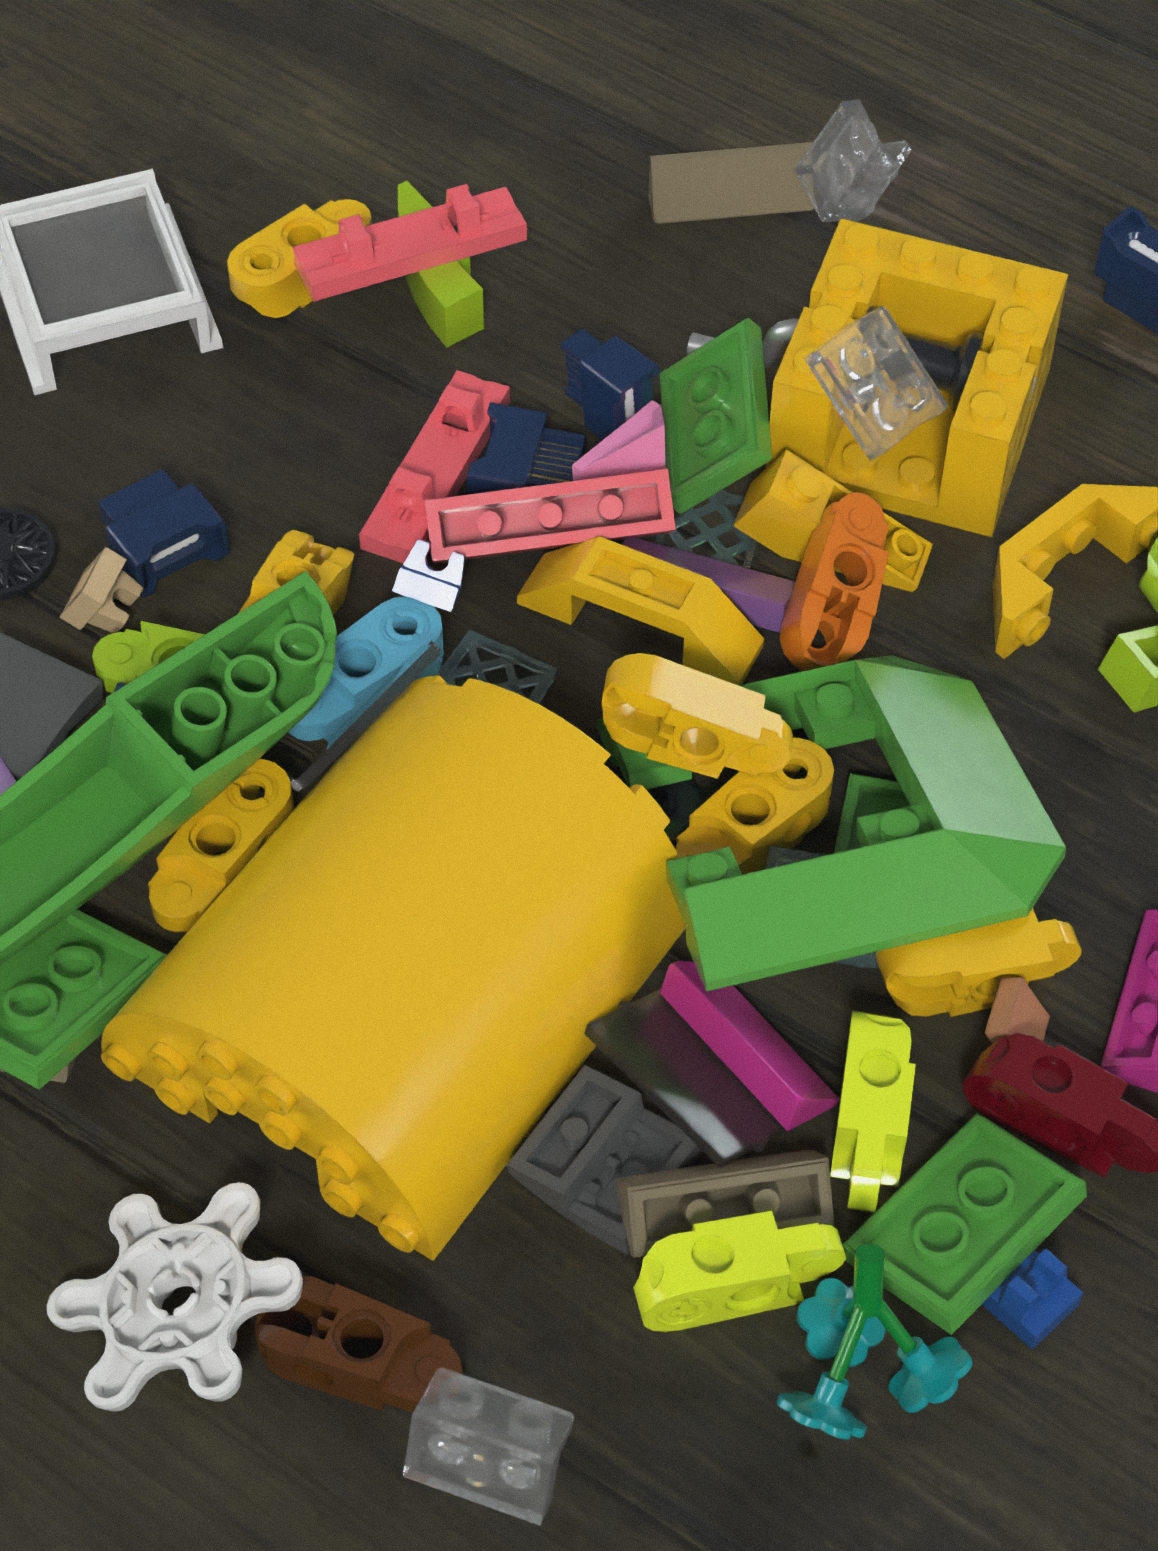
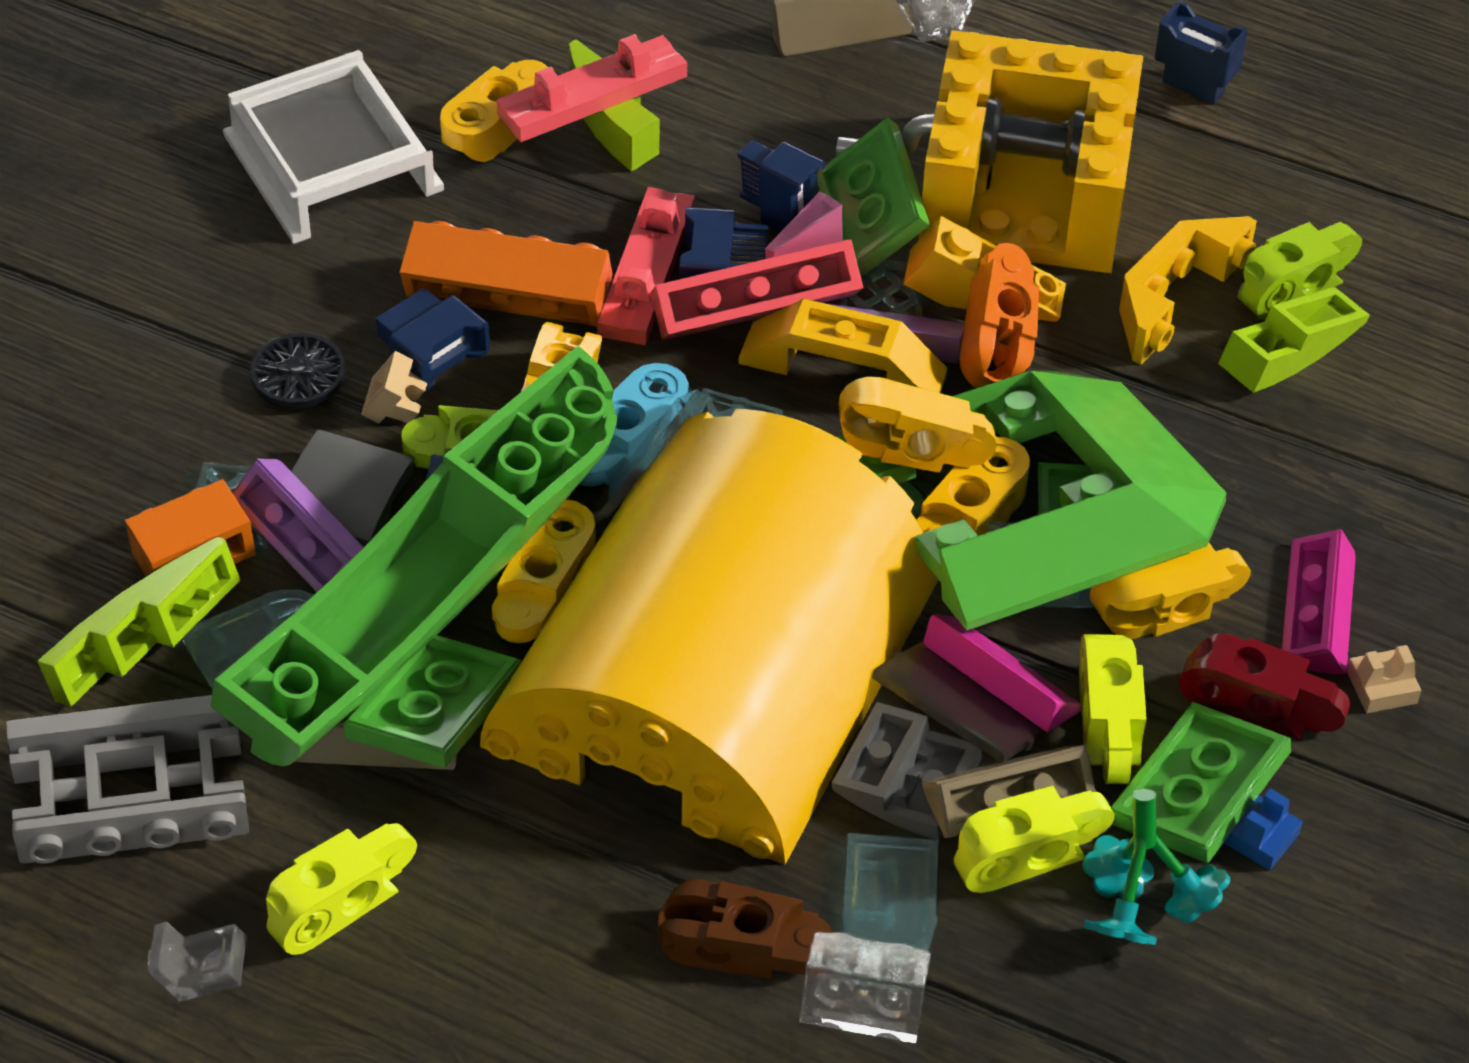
camera: 10 degrees left, 5 degrees down
(150, 1266) = (571, 884): white plate -> none
(264, 460) = (507, 272): none -> orange brick
(428, 585) = (661, 350): tile -> none
(552, 1319) = (891, 889): none -> clear light blue window
(876, 382) = (1009, 152): clear bracket -> none
(1016, 1011) = (1207, 619): nougat tile -> none

